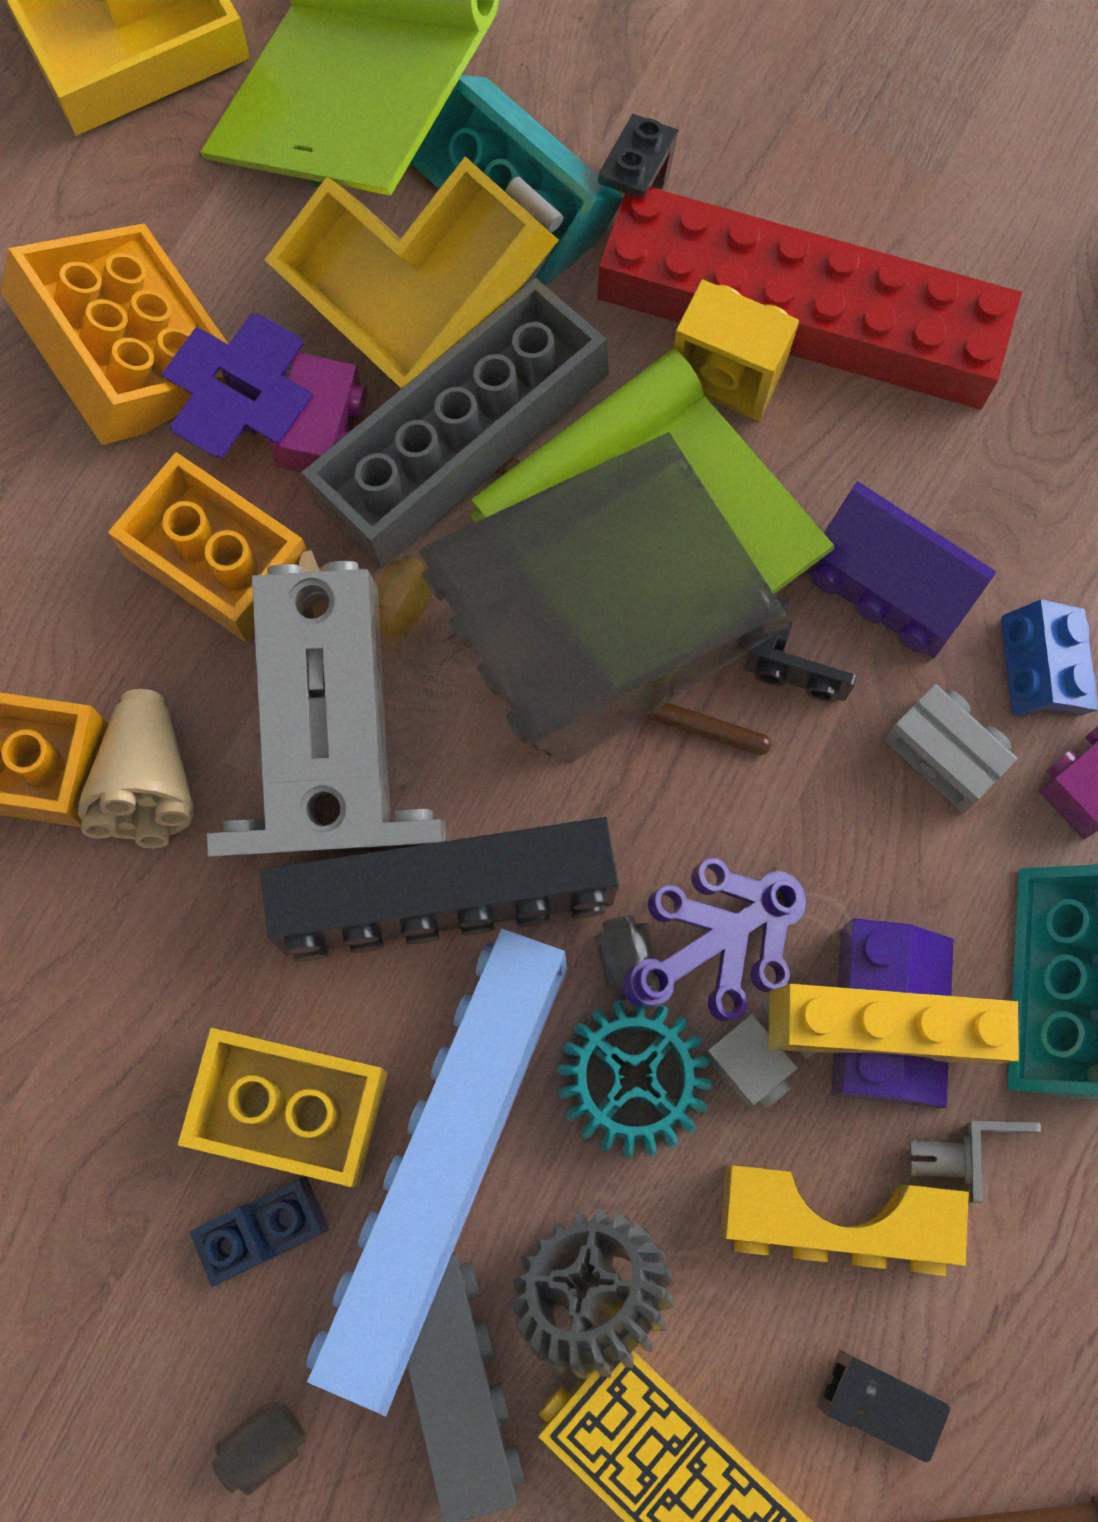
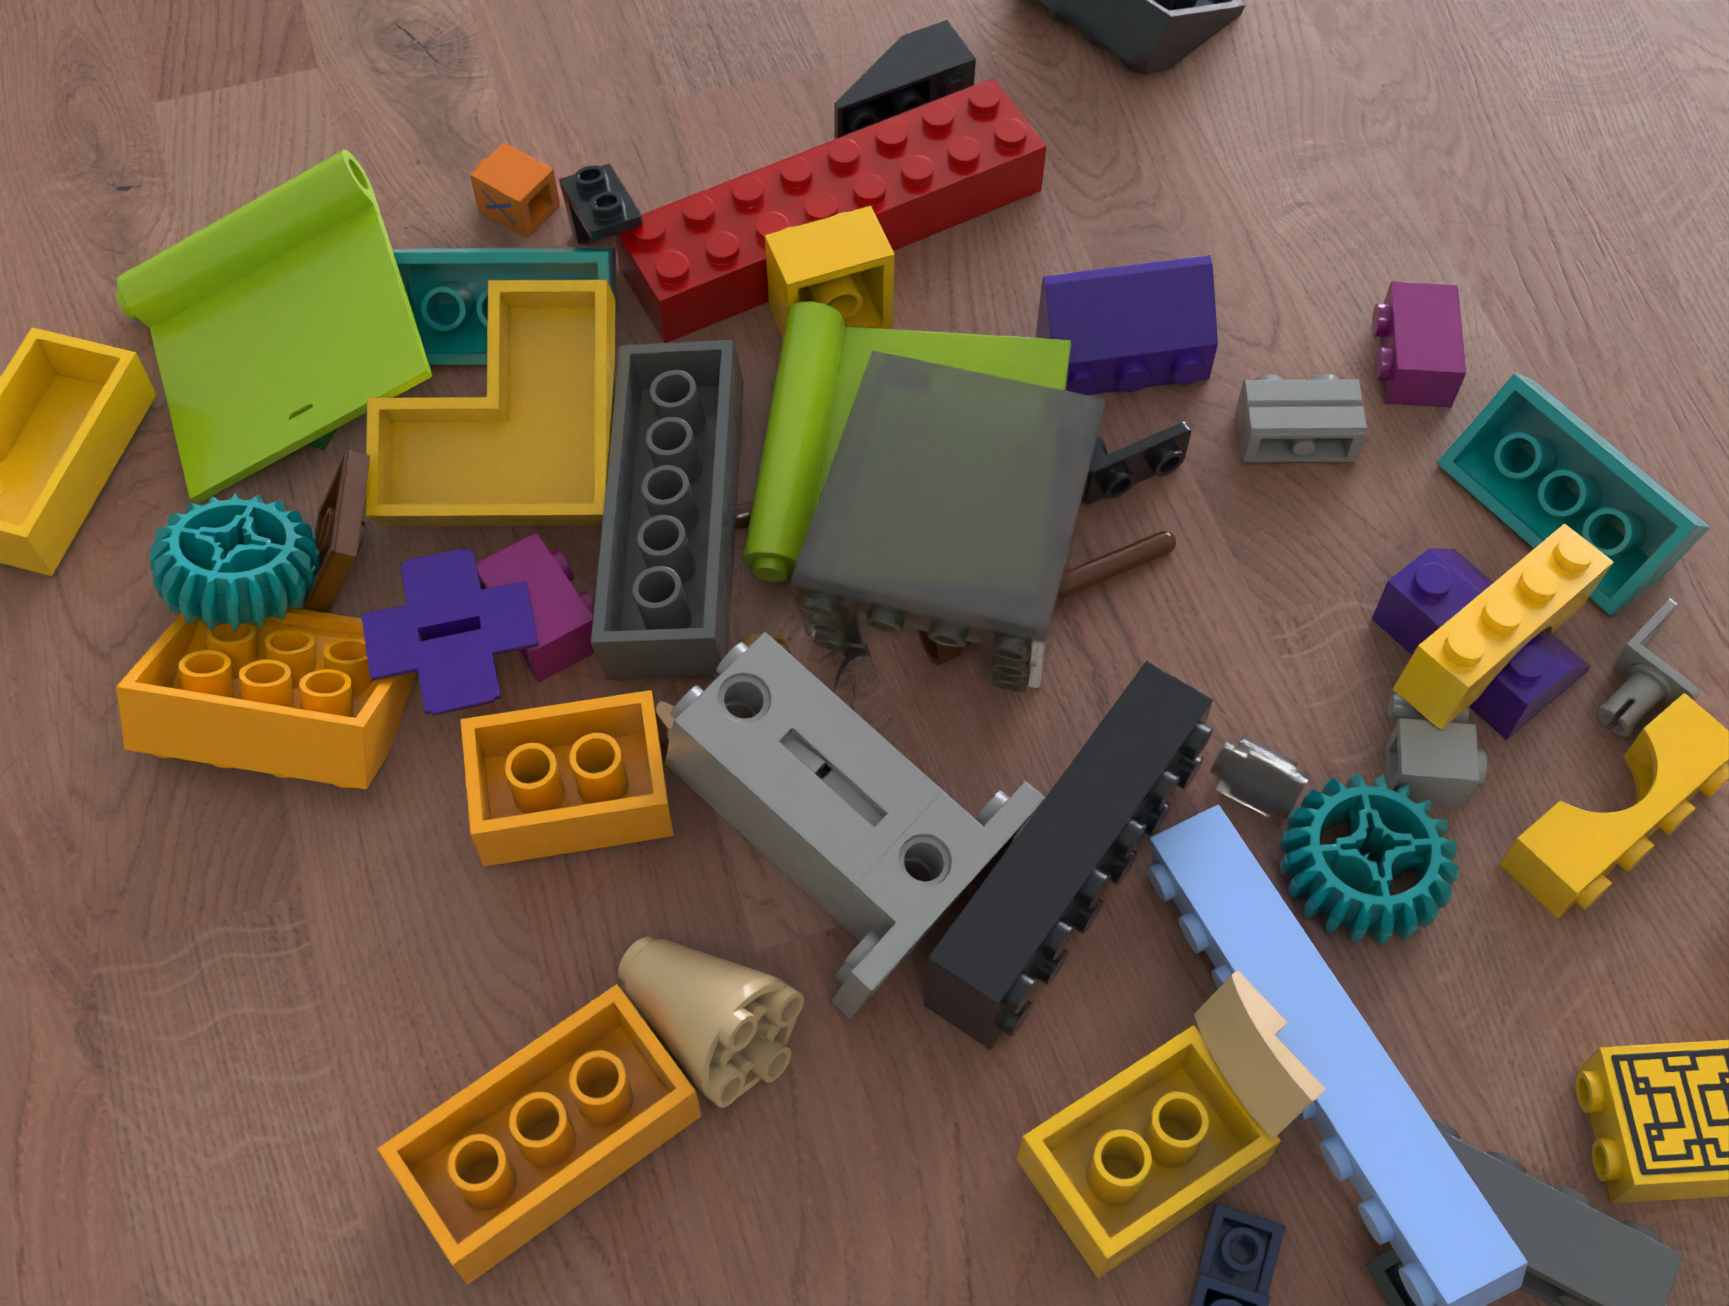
camera: 45 degrees left, 15 degrees down
(164, 235) = (234, 561): none -> teal gear
(243, 256) = (339, 530): none -> reddish brown plate
(393, 1102) = (1258, 1067): none -> tan slope
(606, 1312) = (1567, 990): dark grey gear -> none
(608, 94) = (515, 190): none -> orange brick
(726, 934) = (1312, 639): plant -> none
(976, 240) = (908, 75): none -> black slope
(1049, 659) = (1288, 307): blue bracket -> none

